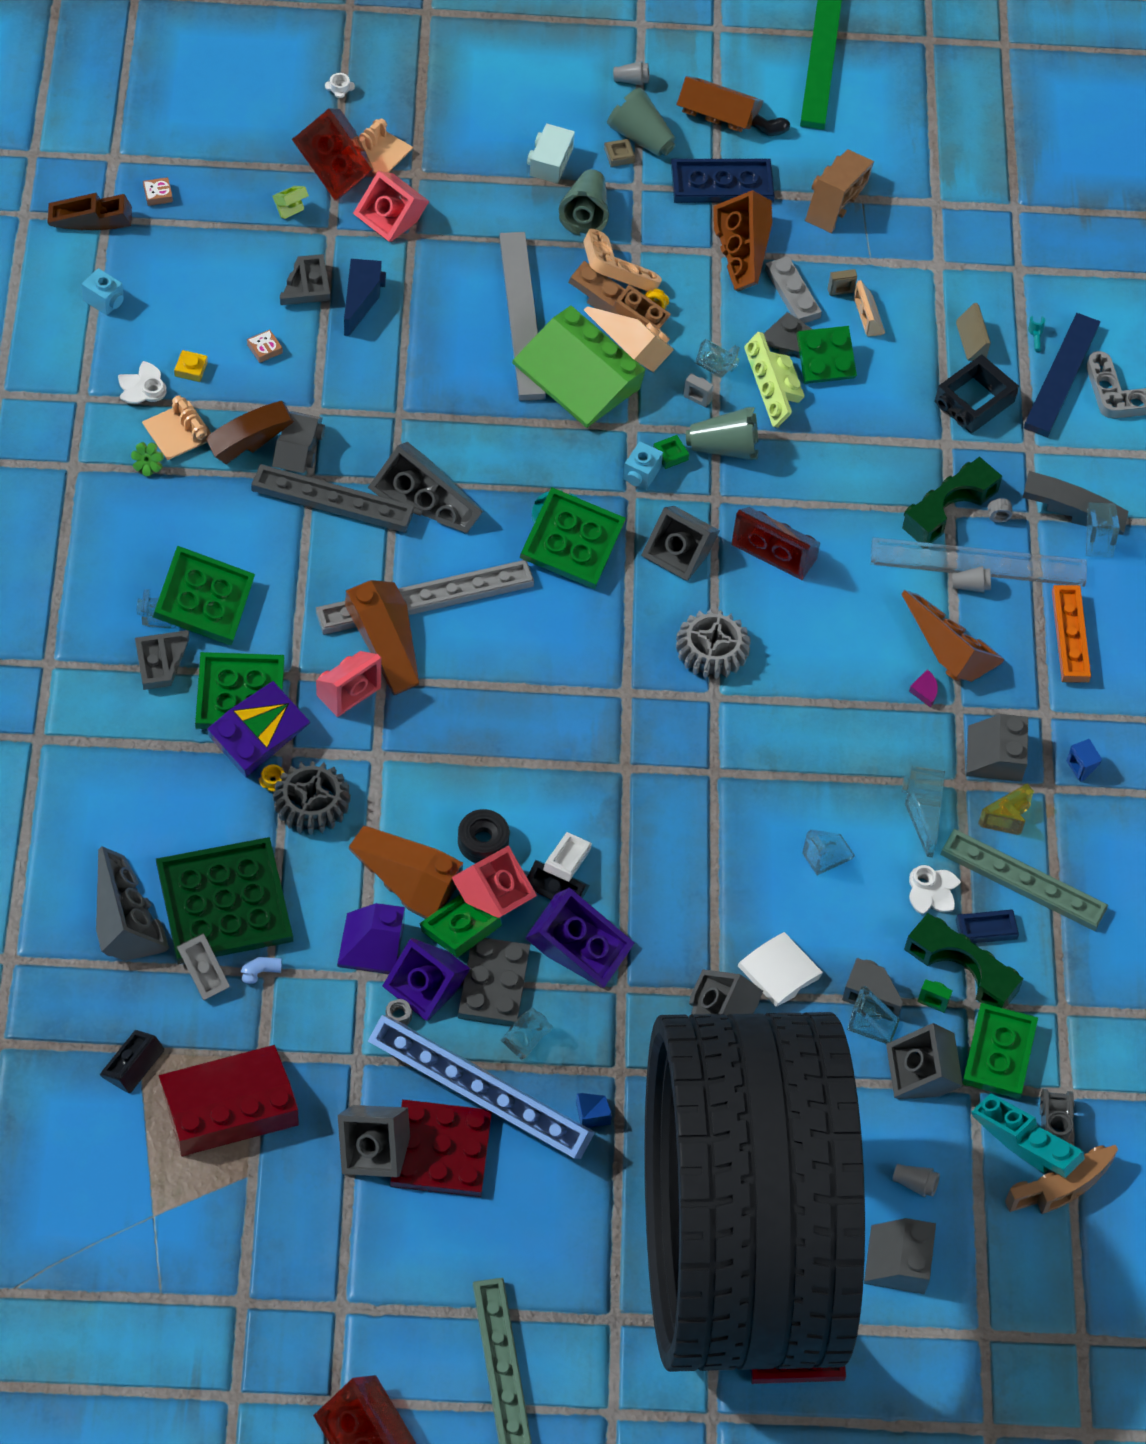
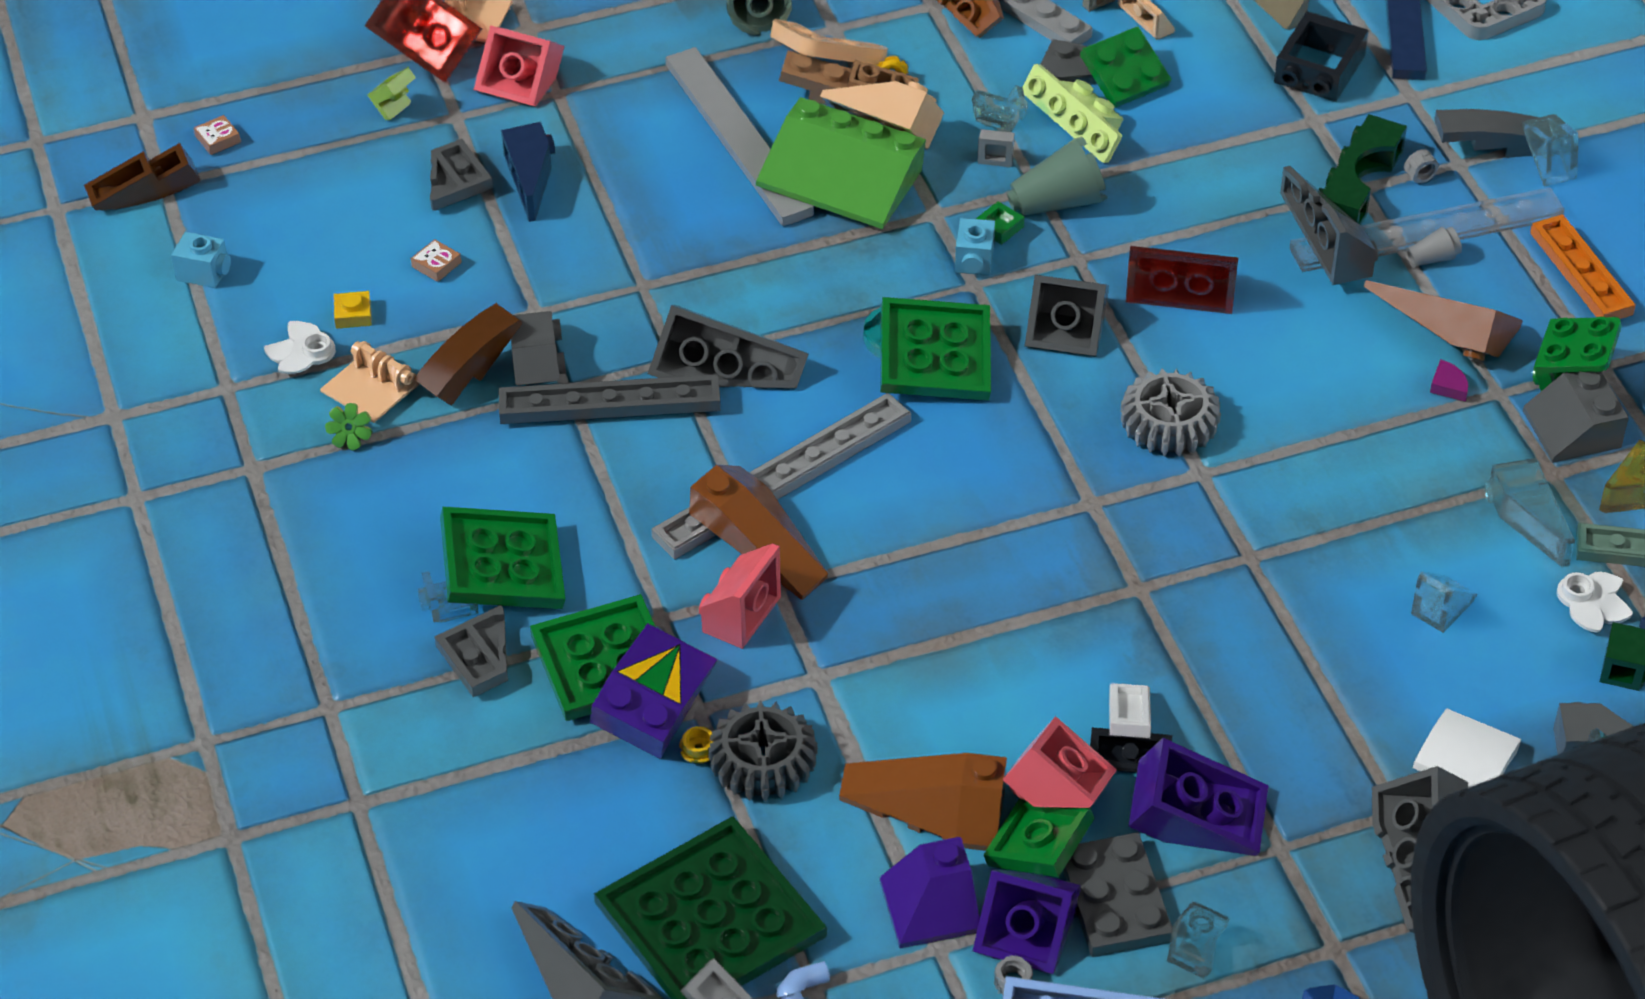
camera: 15 degrees left, 10 degrees down
(480, 821) = (1003, 704): black tyre -> none
(901, 550) = (1332, 234): none -> dark grey wedge
(1020, 697) = (1576, 347): none -> green bracket

